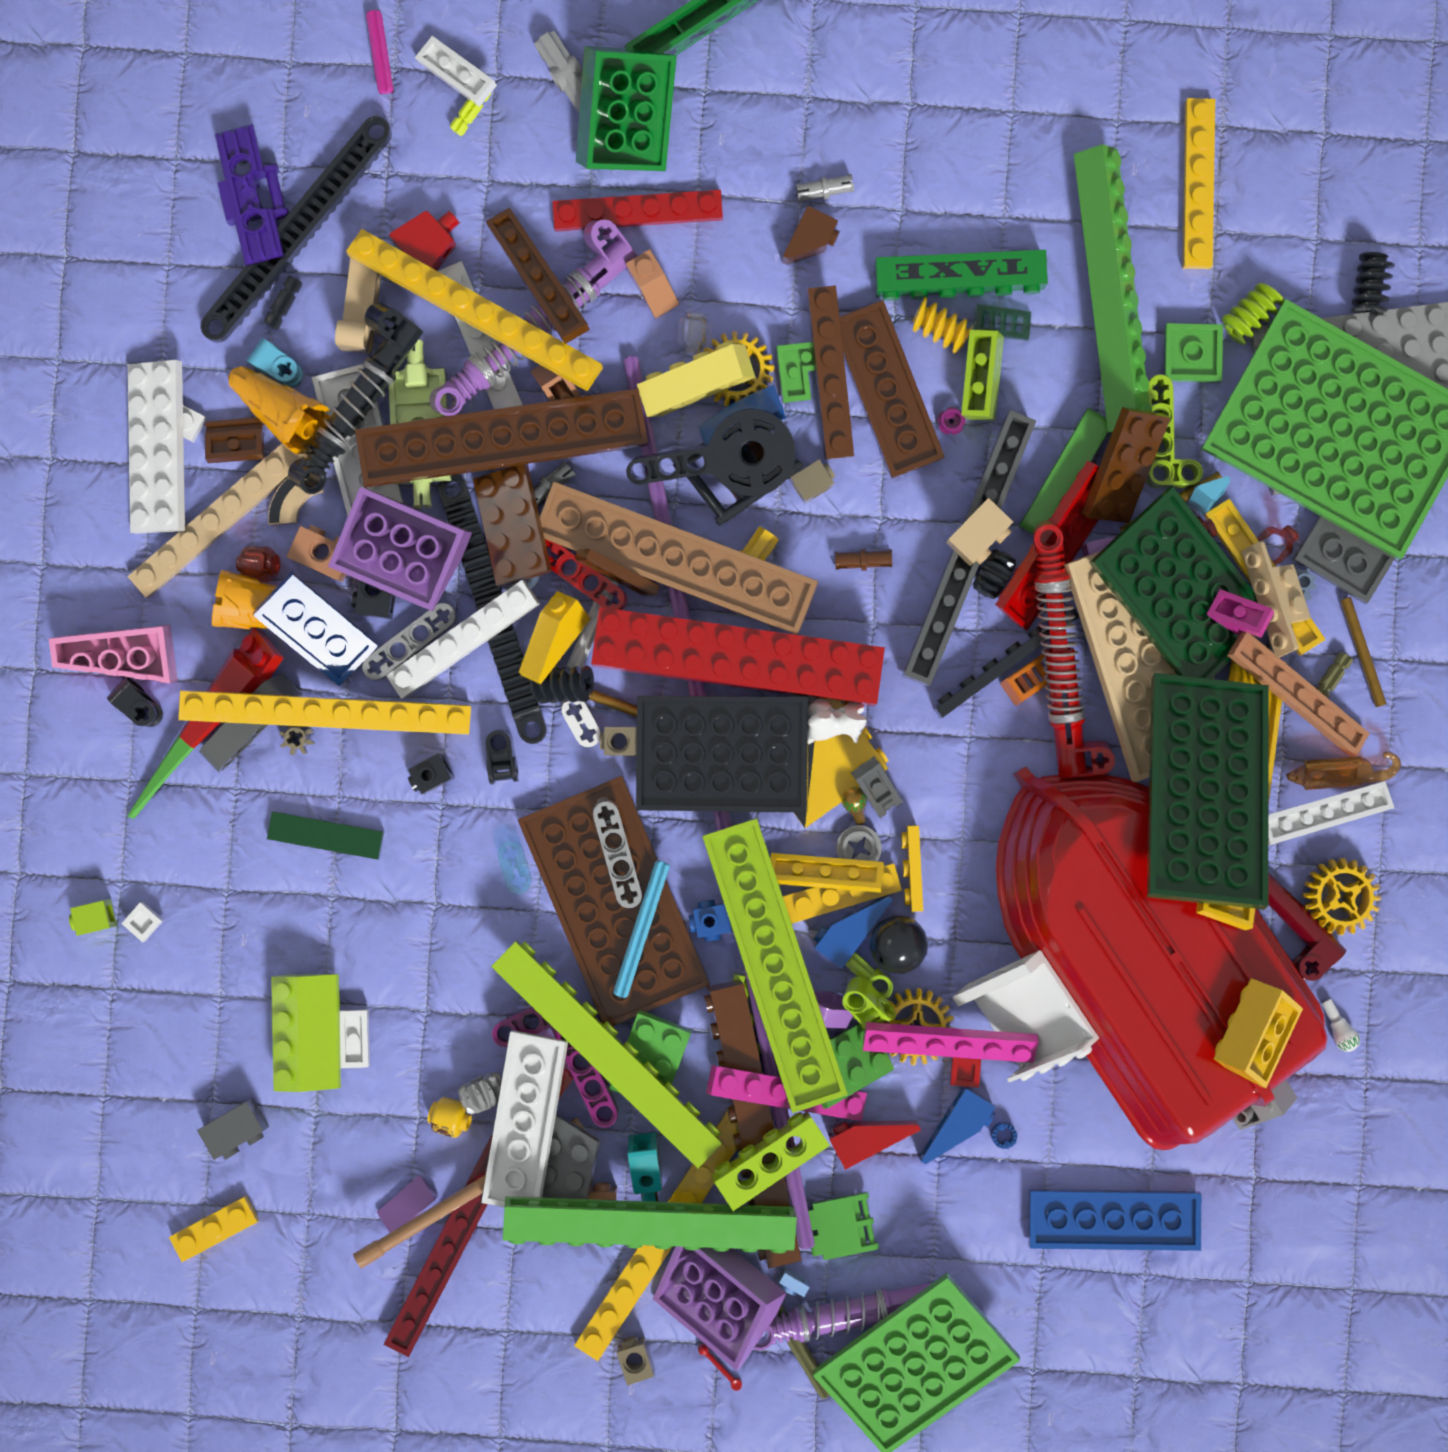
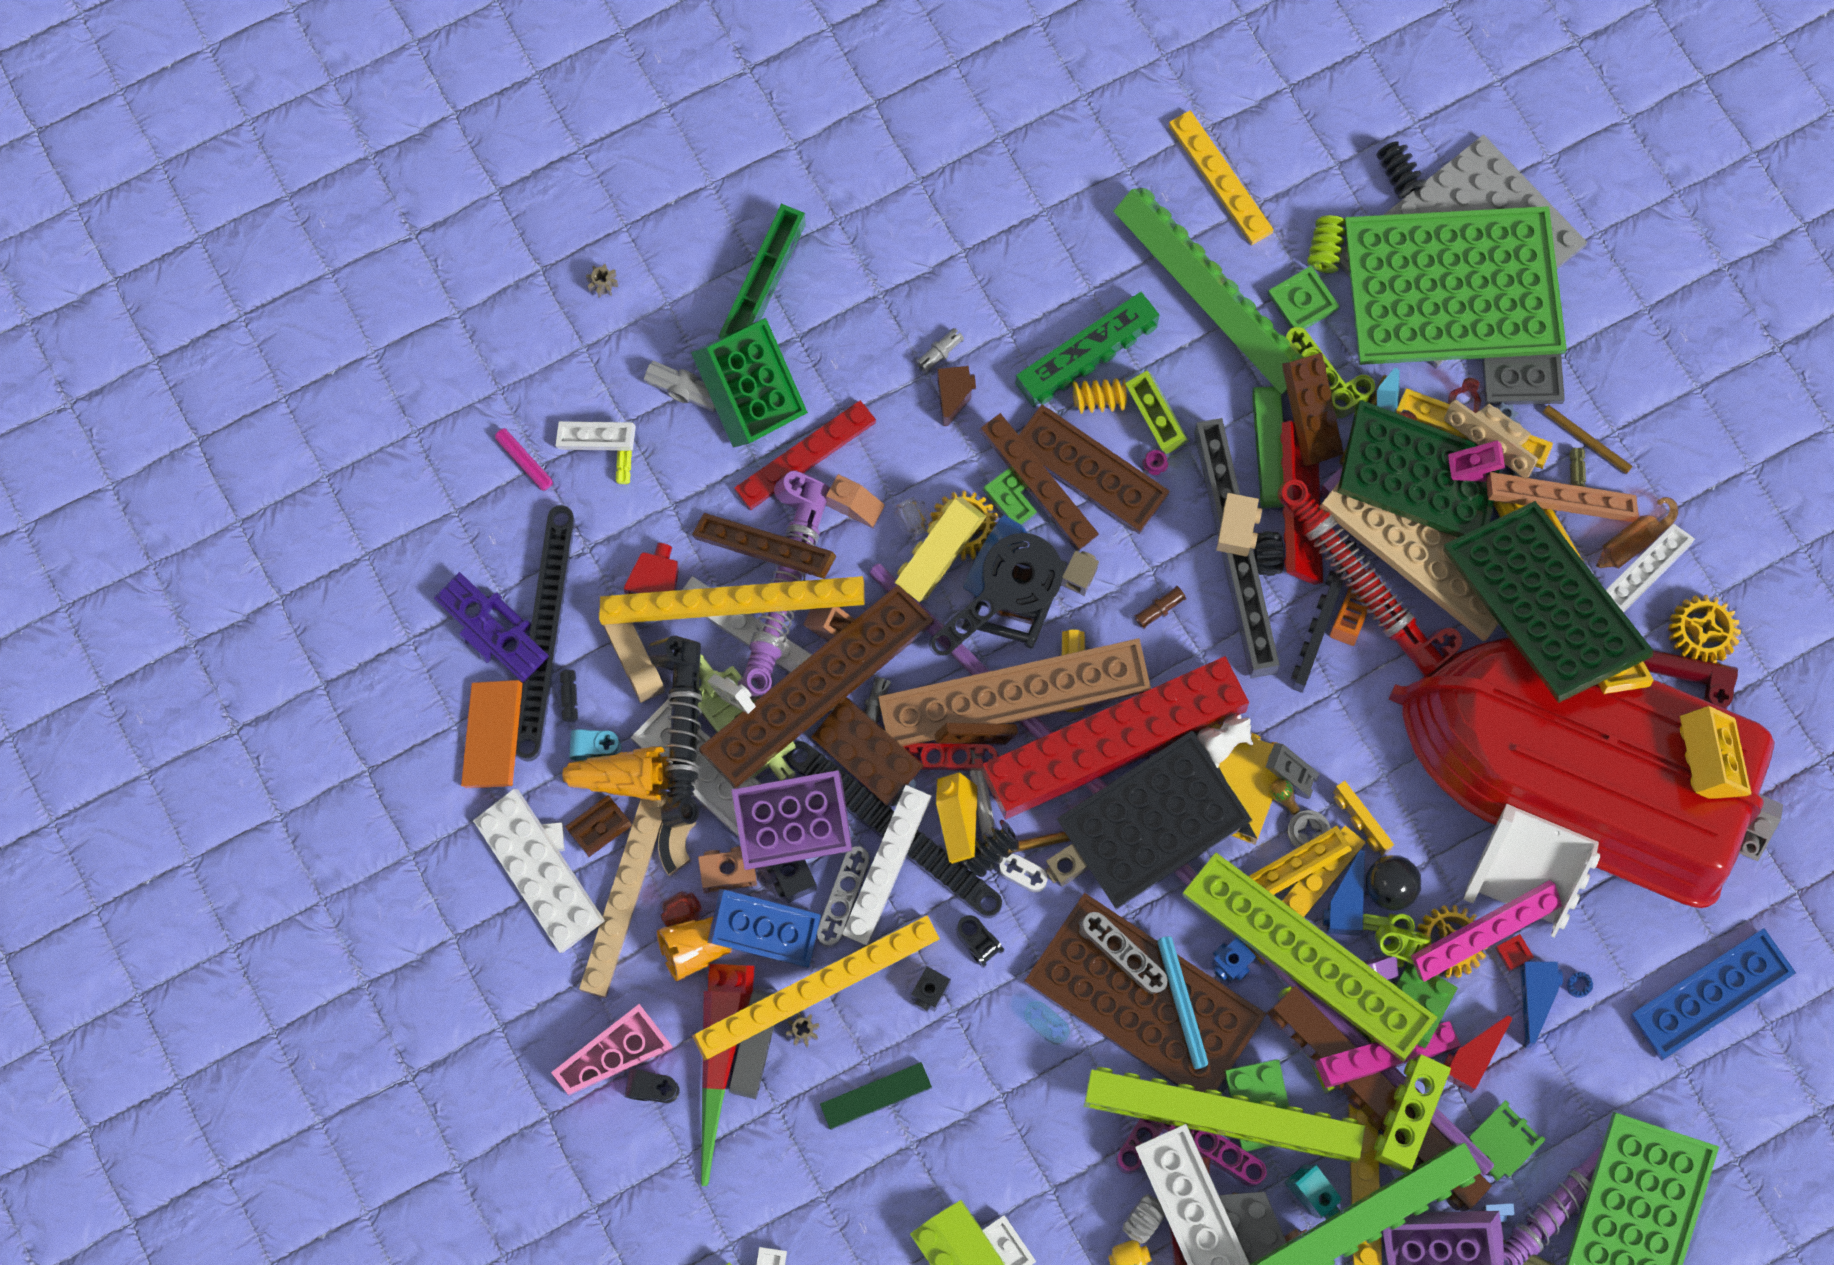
camera: 40 degrees left, 15 degrees down
(191, 295) = (492, 734): none -> orange tile
(419, 396) = (731, 693): none -> white plate
(982, 310) = (1122, 366): clear green slope -> none
(1344, 1035) = (1783, 734): white piece -> none

